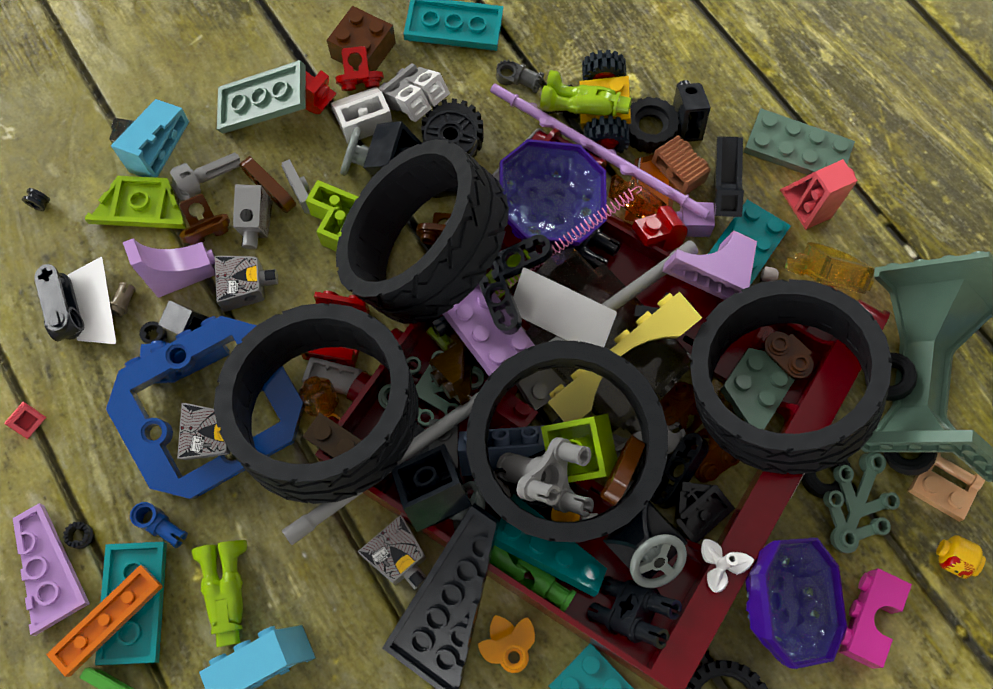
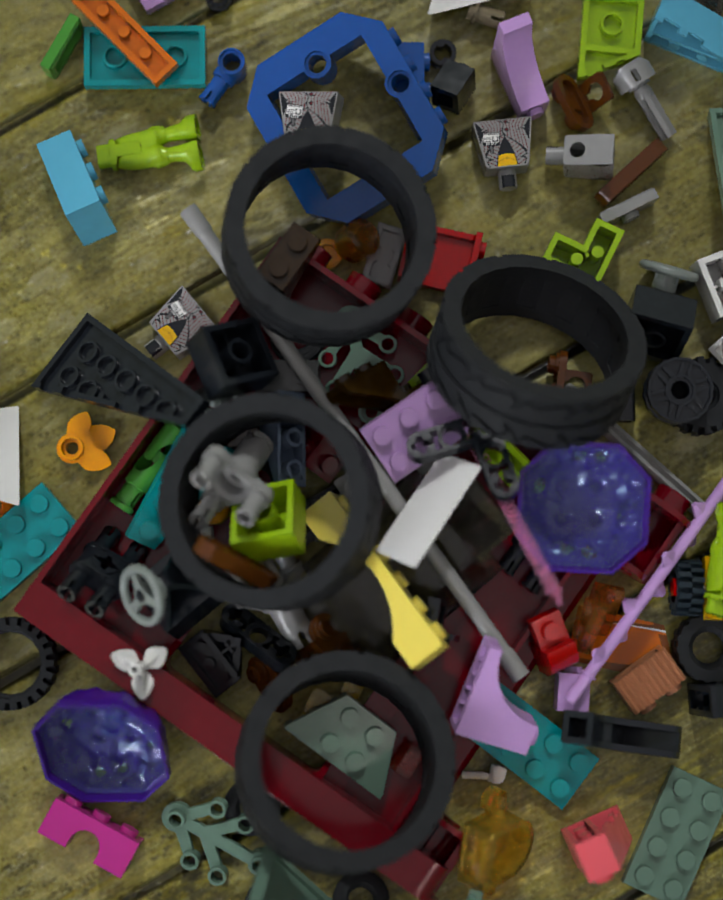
camera: 90 degrees right, 15 degrees up
(789, 354) = (384, 778): reddish brown bracket -> none

